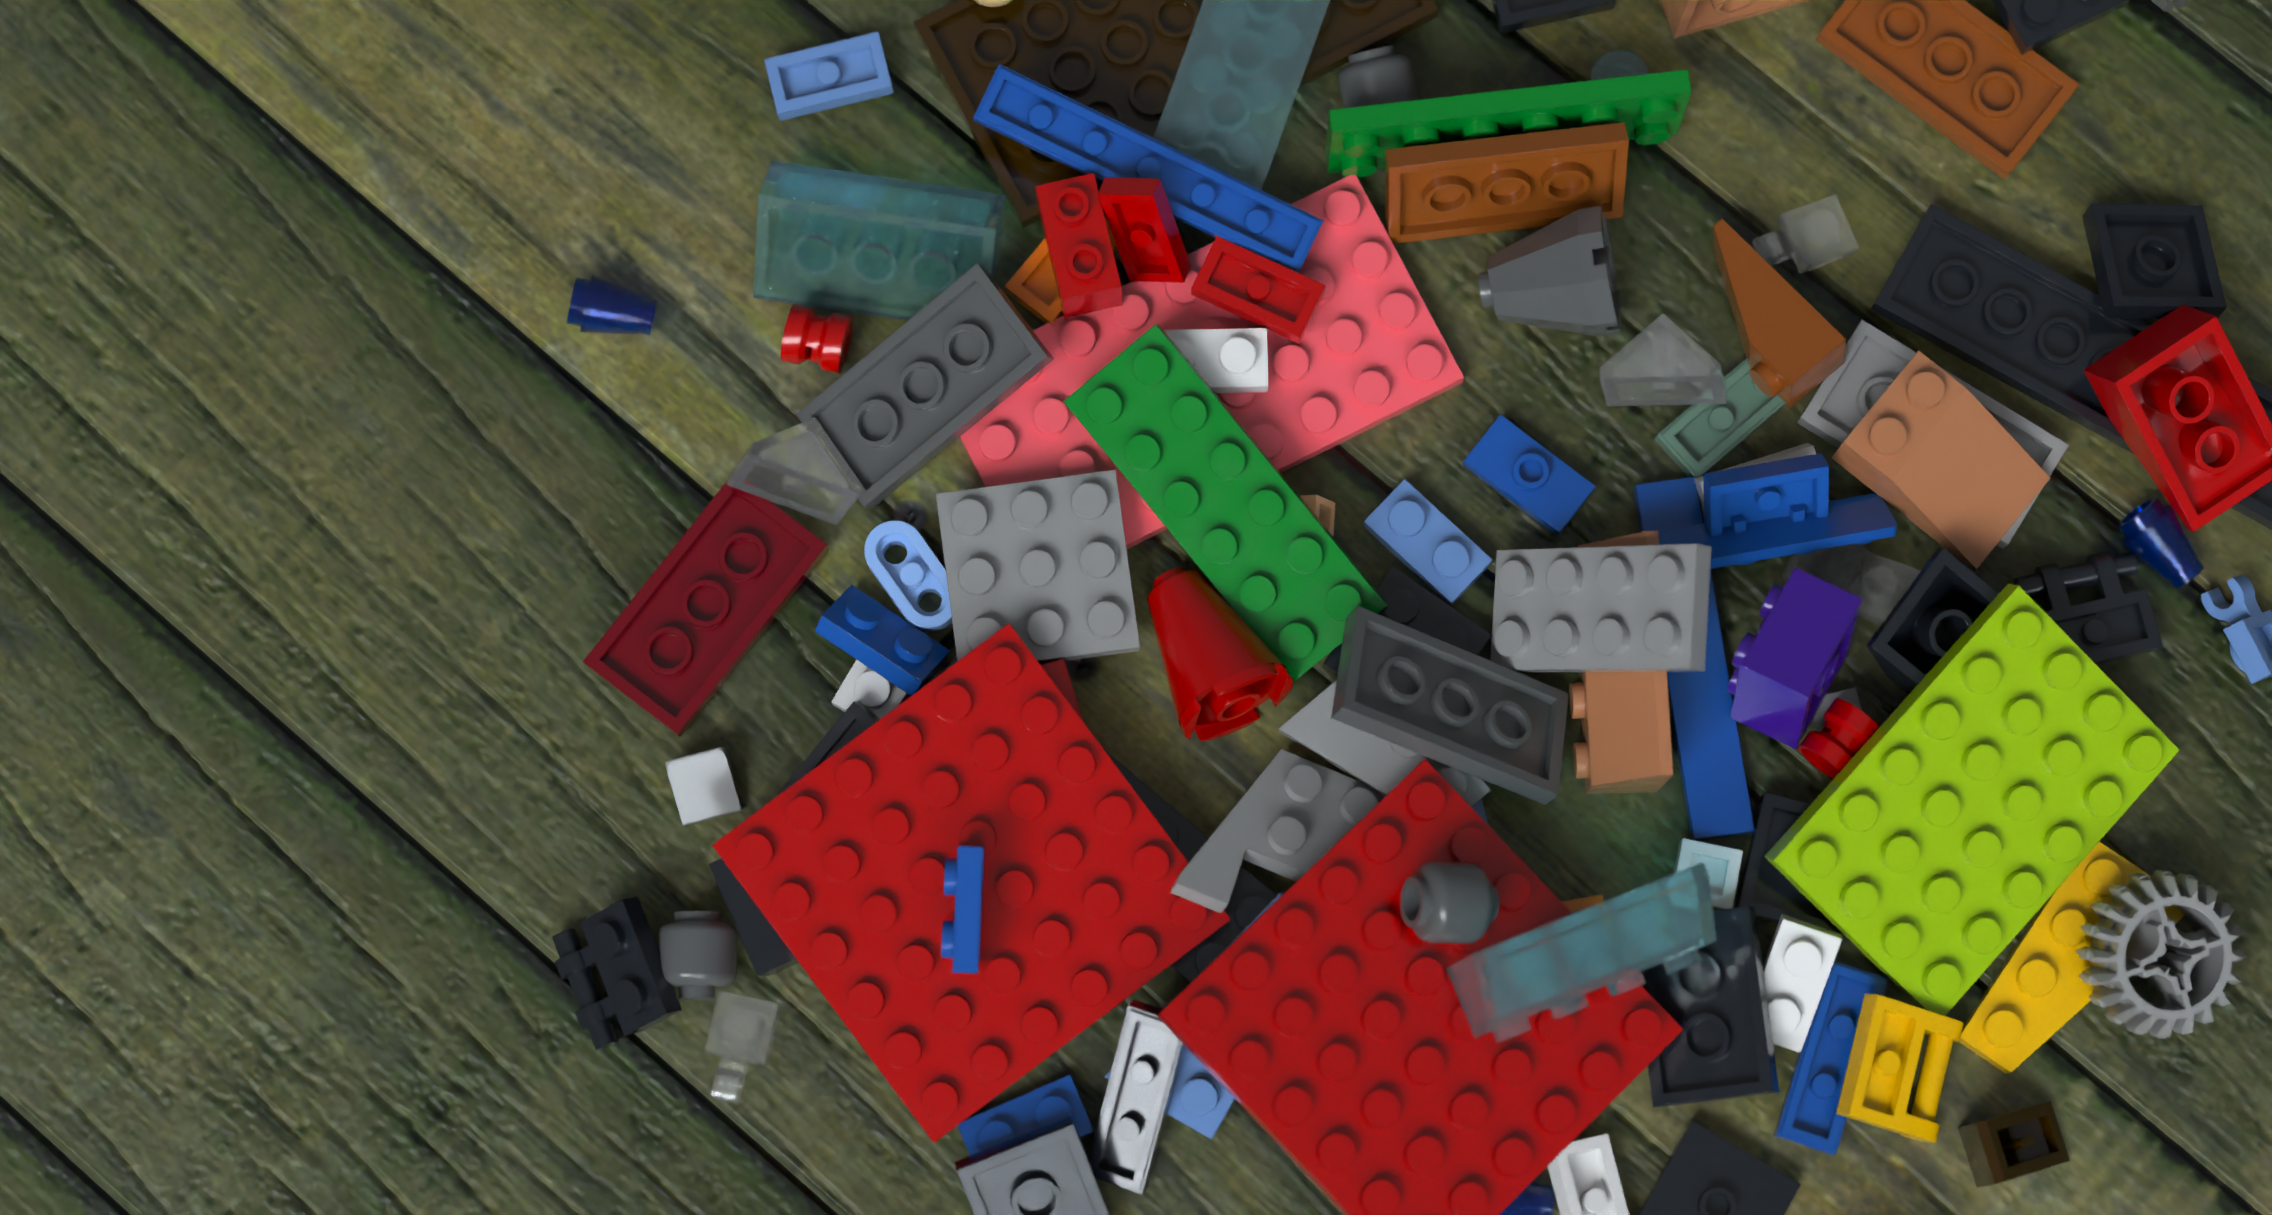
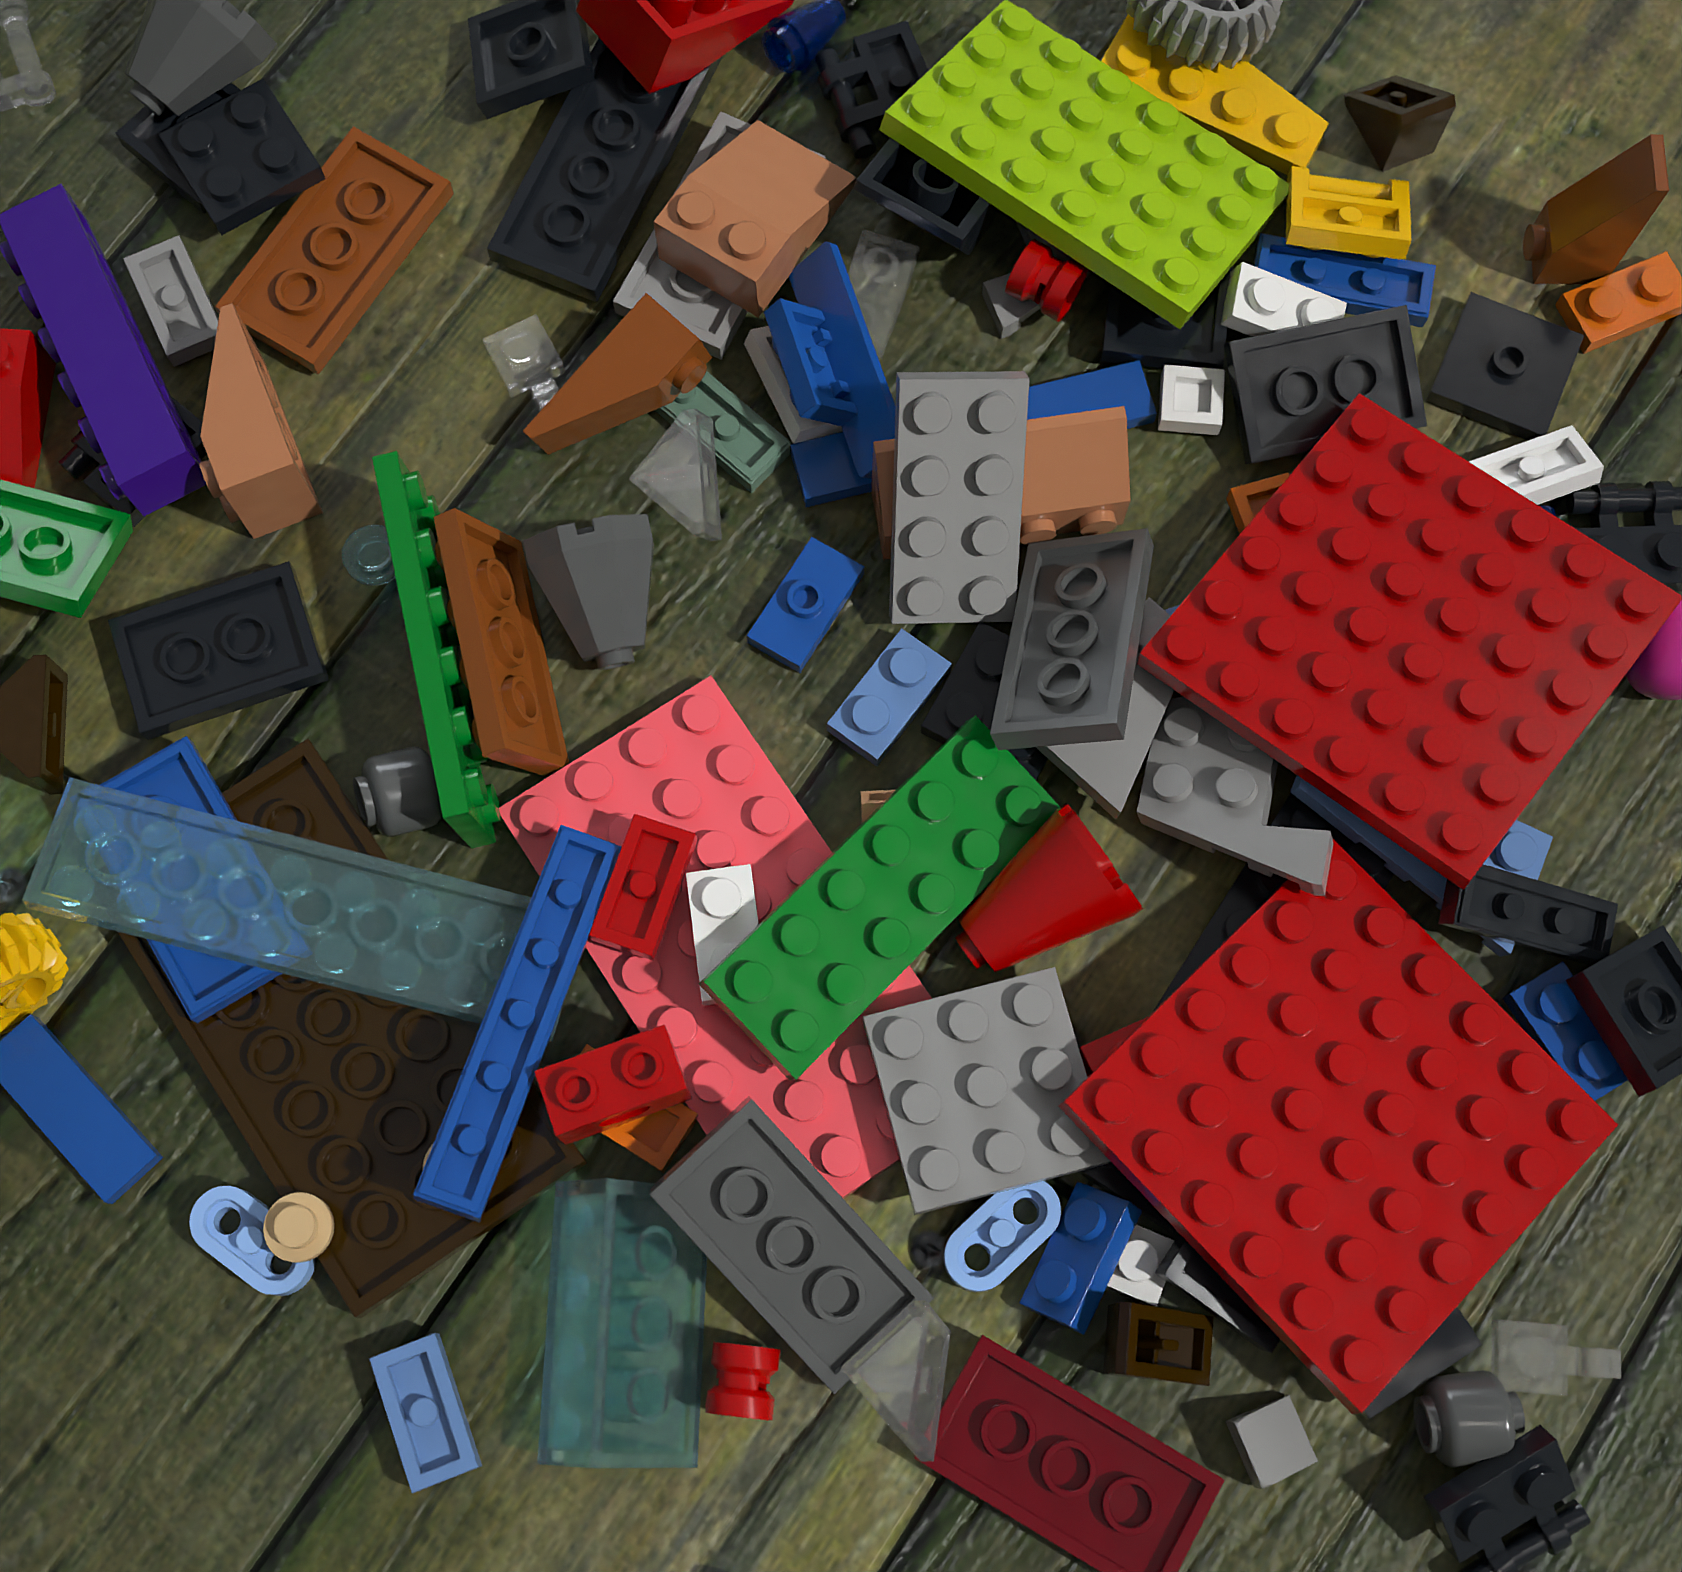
camera: 100 degrees left, 5 degrees down
(798, 696) = (1158, 1344): none -> dark brown slope
(963, 936) = (1363, 1109): blue plate -> none
(1144, 229) = (589, 1012): red plate -> none
(1449, 902) = (1300, 599): dark grey head -> none
(1586, 952) = (1322, 470): clear light blue slope -> none
(1793, 656) = (974, 315): dark purple brick -> none

